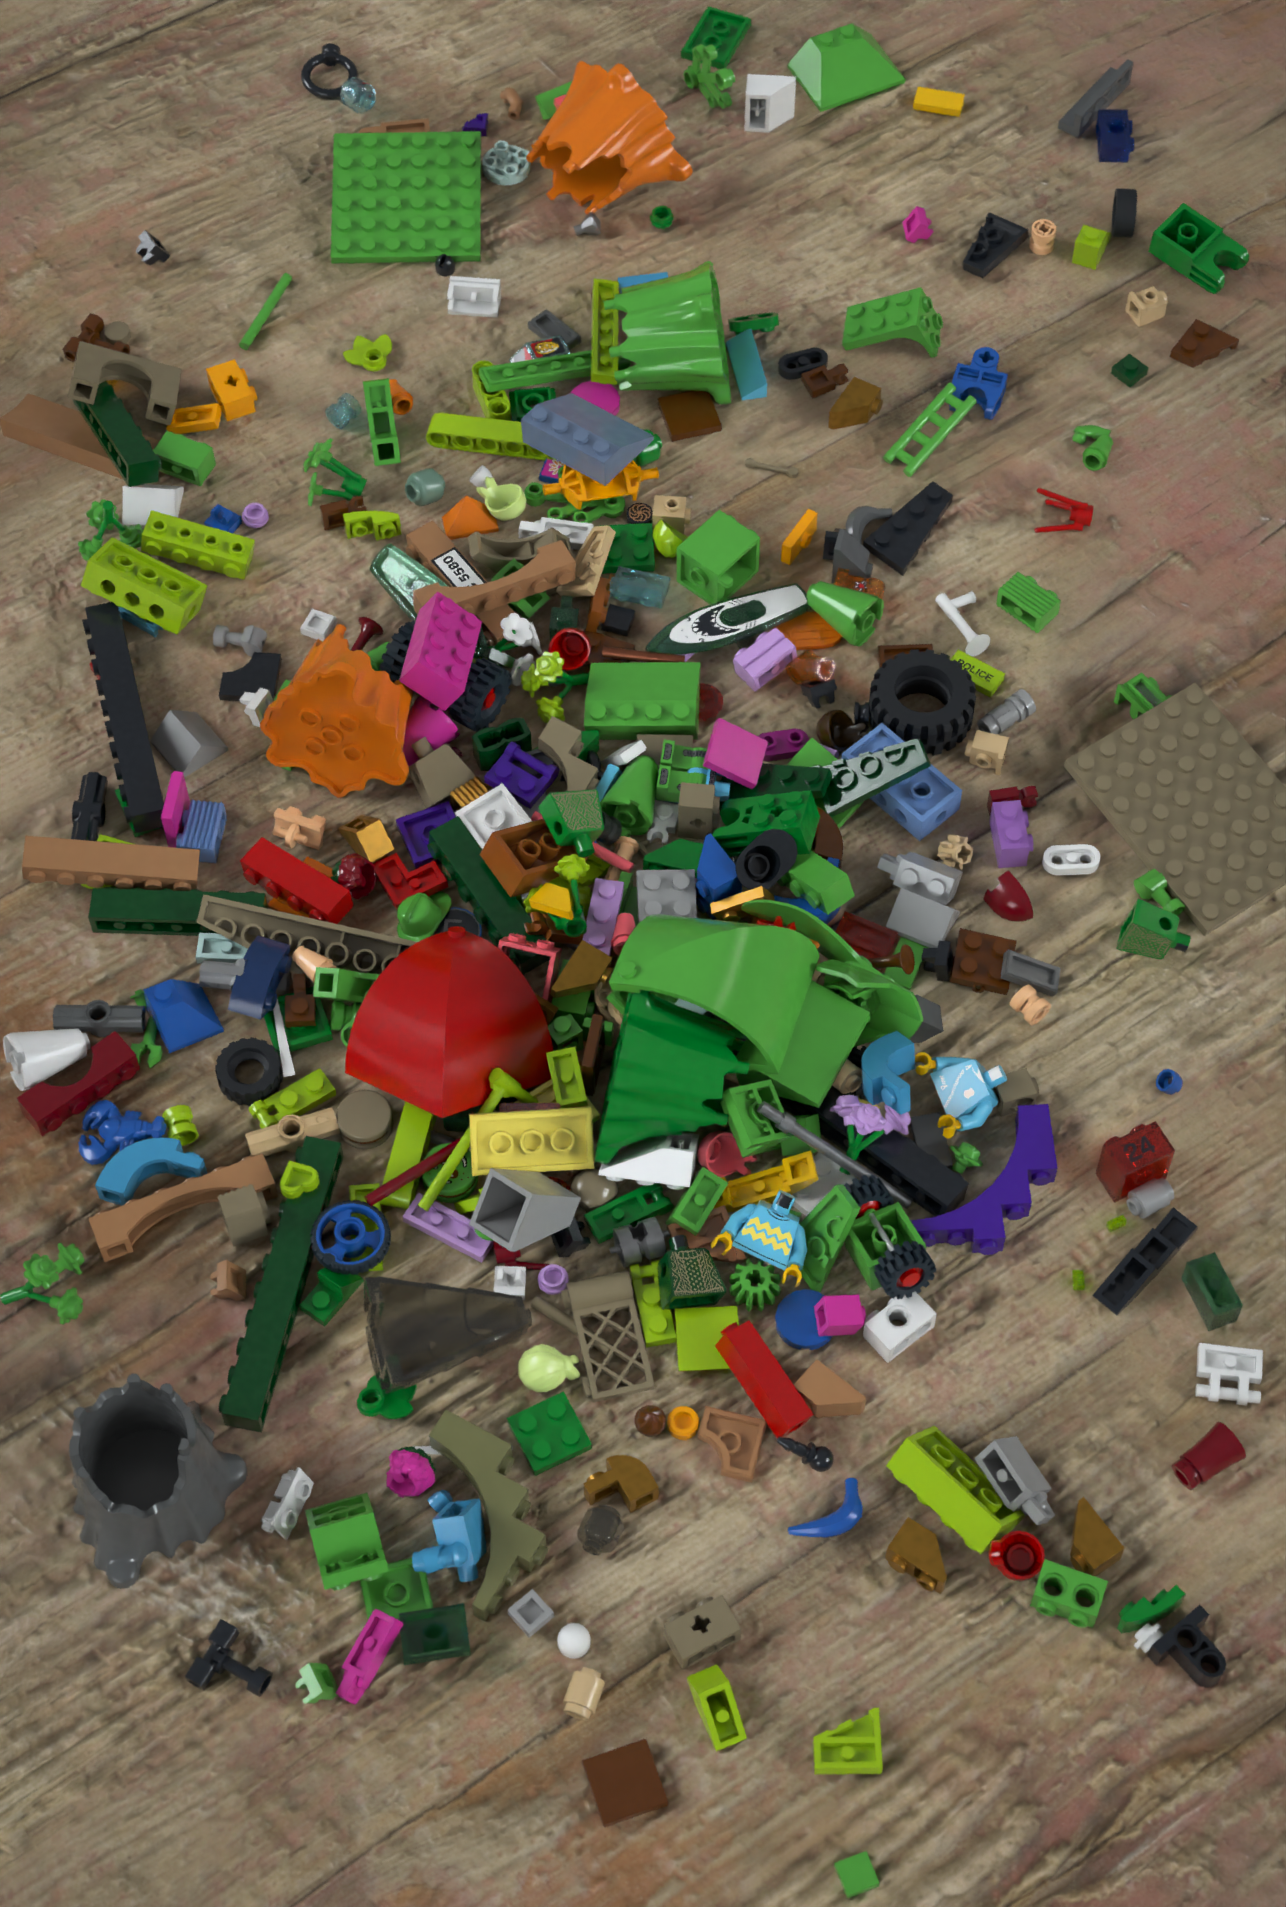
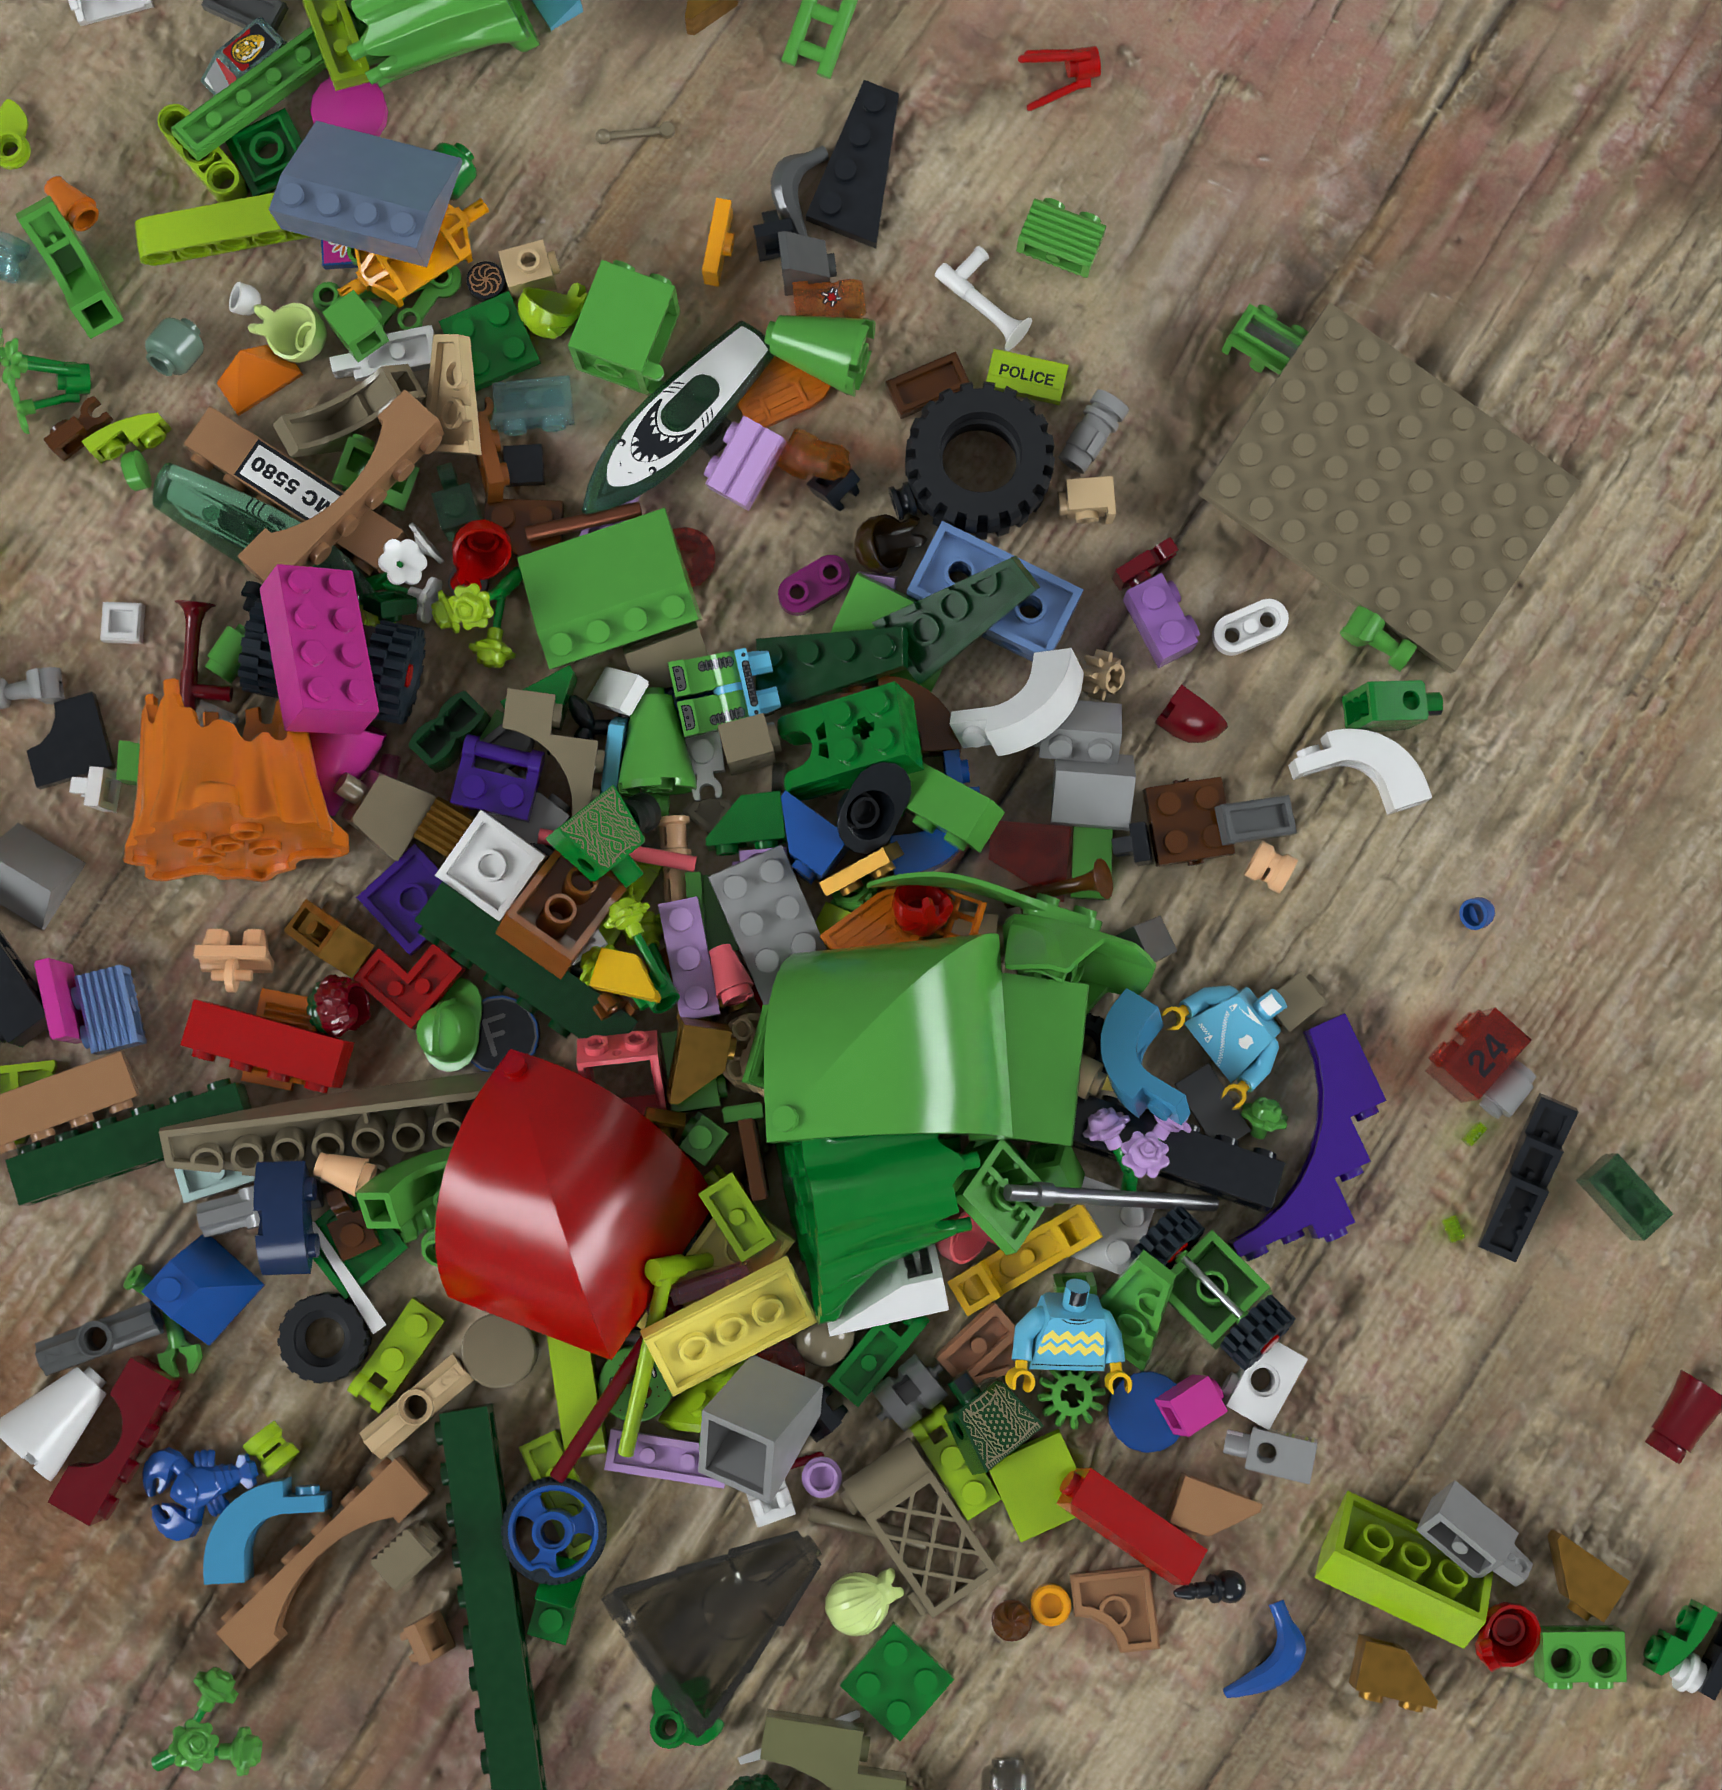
camera: 20 degrees left, 25 degrees up
(298, 1179) = (455, 1482): lime tile -> none
(368, 545) = (136, 470): none -> bright green tile
(546, 505) = (356, 324): none -> bright green brick
(626, 1476) = (1014, 1708): pearl gold brick -> none
(689, 415) = (489, 85): reddish brown tile -> none
(697, 1201) = (961, 1328): bright green panel -> none
(735, 753) = (769, 646): dark pink tile -> none
(891, 1371) = (1293, 1457): none -> light grey torso
(893, 845) = (1031, 713): none -> white arch
(1124, 958) = (1380, 758): none -> white arch
(1229, 1364) = (1670, 1279): white plate -> none

